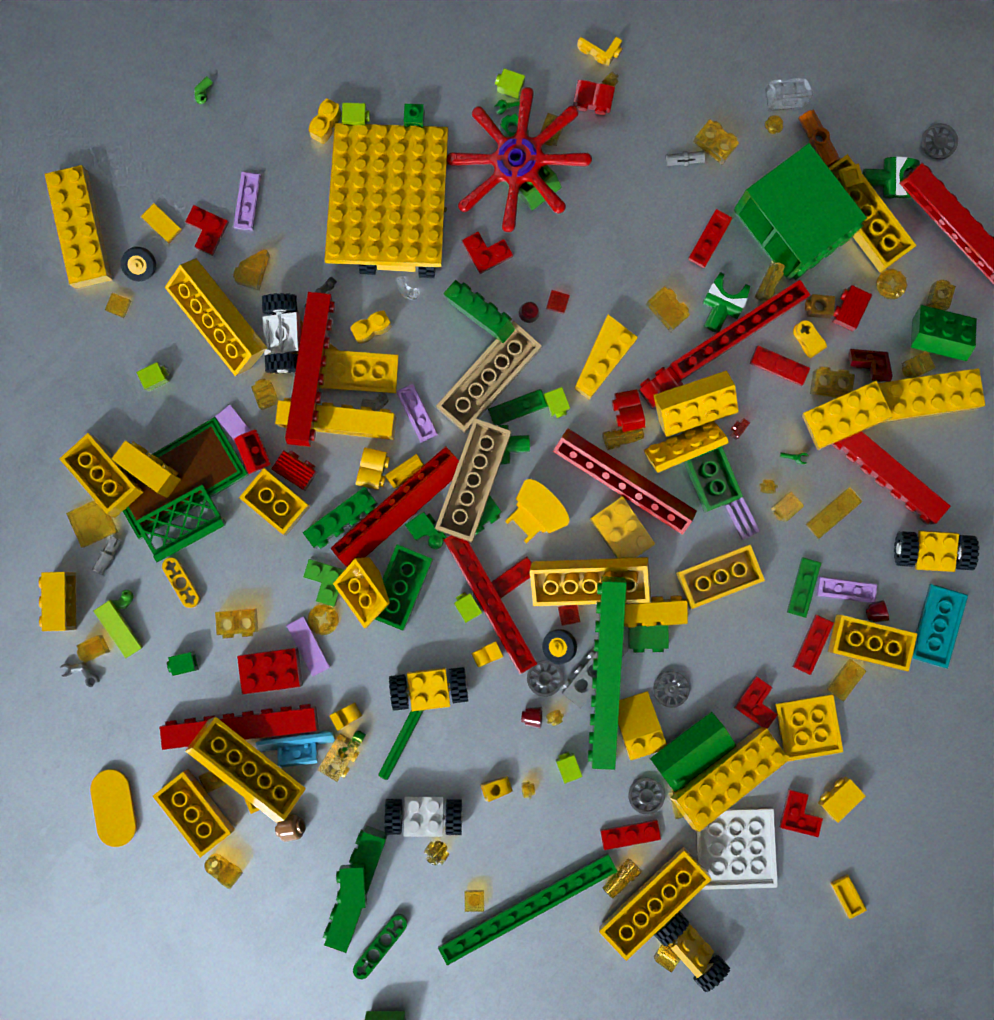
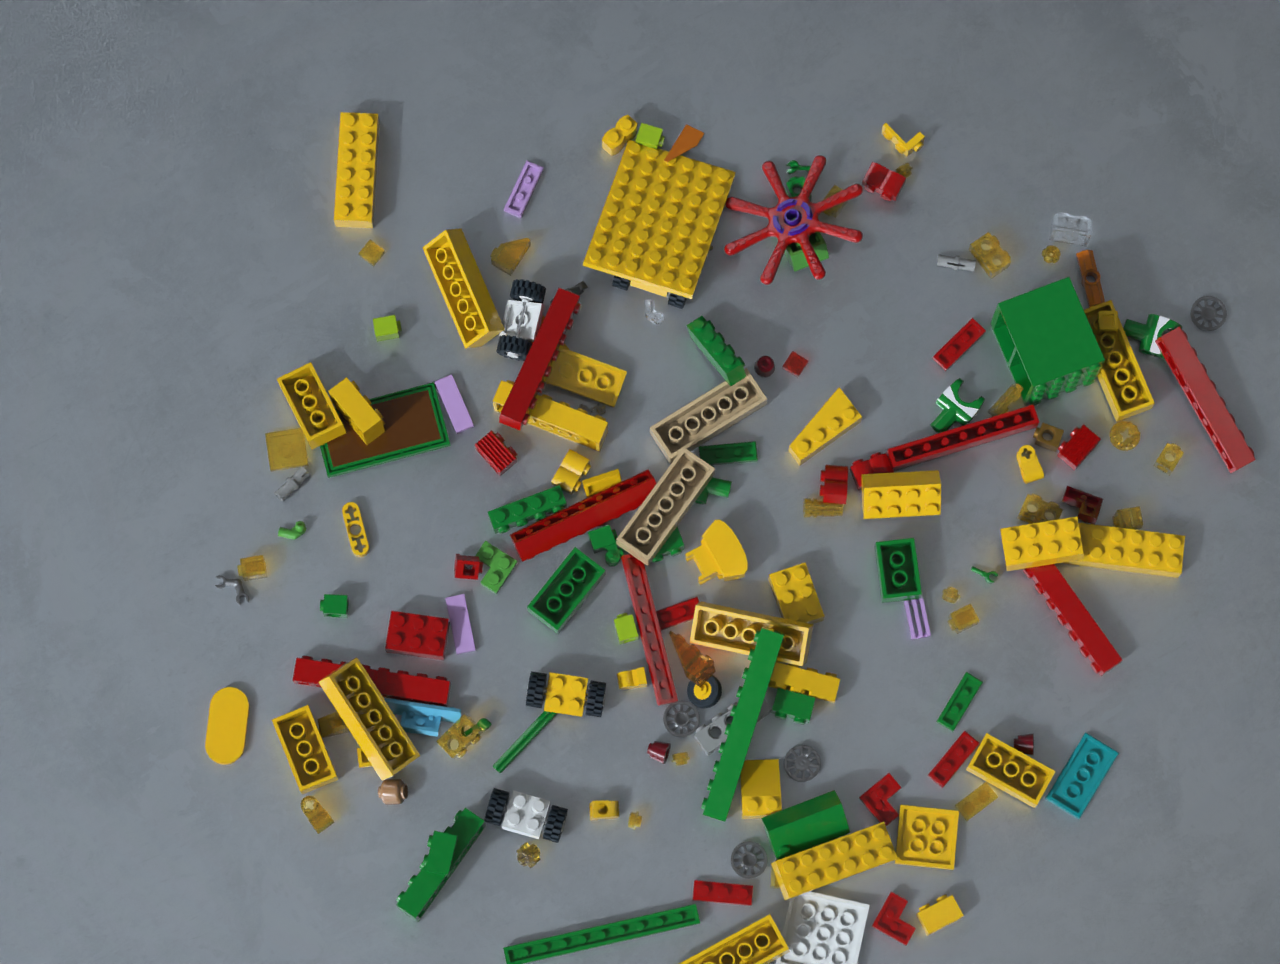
camera: 15 degrees right, 10 degrees down
(57, 601) = (234, 512): yellow brick -> none
(118, 628) = (282, 555): lime tile -> none
(138, 264) = (403, 219): black wheel -> none
(161, 223) = (435, 187): yellow tile -> none
(184, 539) = (374, 488): green fence -> none
(200, 90) = (509, 74): bright green arm -> none
(211, 226) = (482, 204): red plate -> none
(236, 618) = (400, 576): clear yellow brick -> none
(252, 451) = (461, 422): red brick -> none
(264, 394) = (488, 373): clear yellow brick -> none
(274, 501) = (469, 476): yellow brick -> none
(299, 590) = (464, 572): none -> red brick
(325, 628) = (491, 601): clear yellow gear -> none
(345, 716) = (478, 699): yellow leg -> none
(363, 590) = (530, 580): yellow slope -> none
(366, 329) = (613, 337): yellow brick -> none
(380, 946) = (448, 934): green beam -> none
(391, 109) = (687, 140): none -> orange sticker
(414, 115) = (706, 152): green brick -> none
(417, 413) = (629, 432): lavender tile -> none
(474, 900) = (551, 913): clear yellow plate -> none
(484, 257) = (737, 303): red plate -> none
(510, 83) = (806, 147): lime brick -> none
(543, 626) = (694, 664): none -> clear orange slope
(557, 402) = (767, 458): lime brick -> none
(568, 767) = (680, 809): lime brick -> none
(569, 614) = (723, 662): clear red plate -> none
(622, 878) = (702, 931): clear yellow axle -> none
(625, 481) = (812, 549): red brick -> none
(668, 308) = (899, 399): clear yellow brick -> none
(685, 446) = (879, 532): yellow plate -> none
(720, 576) = (879, 665): yellow brick -> none
(738, 428) = (937, 531): clear red plate -> none
(779, 365) = (994, 483): red plate -> none
(833, 513) = (1008, 638): clear yellow tile -> none
(847, 589) = (1001, 715): lavender tile -> none
(936, 550) = (1097, 699): plate -> none
(943, 332) = (1160, 493): green brick -> none

